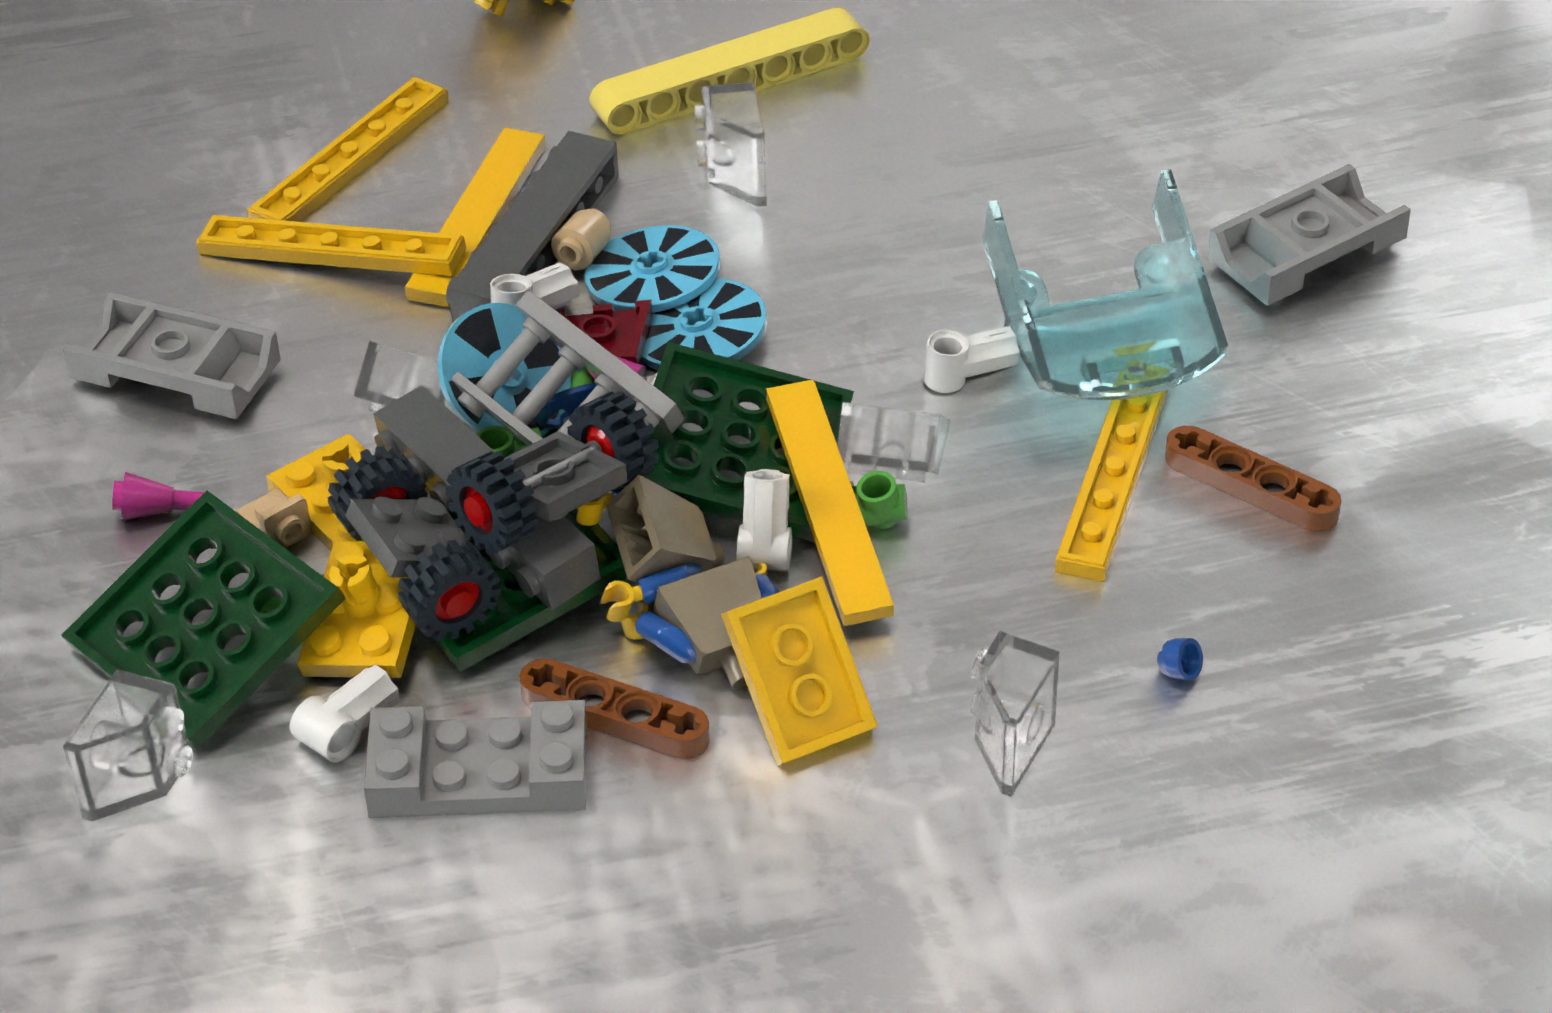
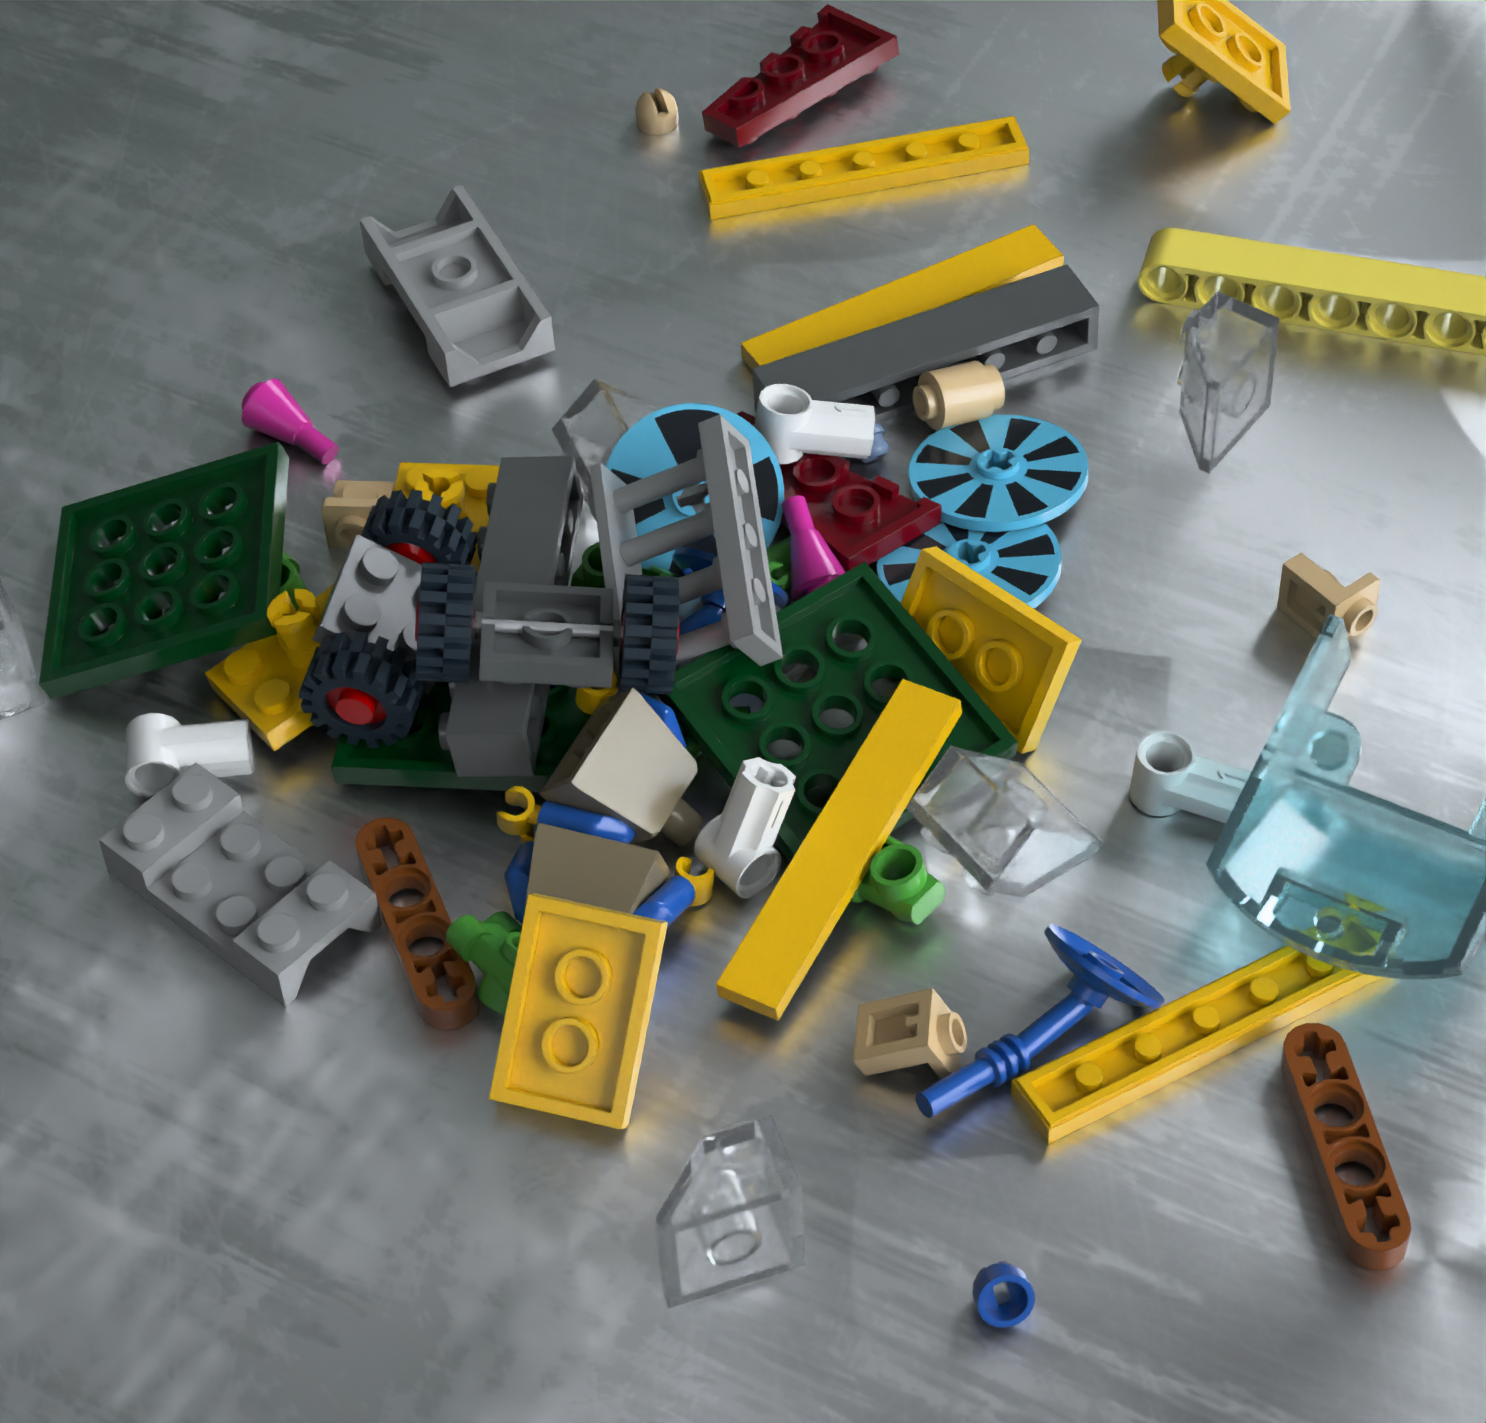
camera: 45 degrees right, 5 degrees up
(169, 192) = (647, 115): none -> tan hinge
(244, 121) = (811, 69): none -> dark red wing
(332, 245) = (729, 258): yellow tile -> none
(715, 684) = (493, 949): none -> bright green plate
(788, 339) = (993, 640): none -> yellow plate
(921, 228) = (1313, 594): none -> tan bracket
(975, 572) = (909, 1033): none -> tan bracket
(1043, 477) = (1094, 980): none -> blue dish

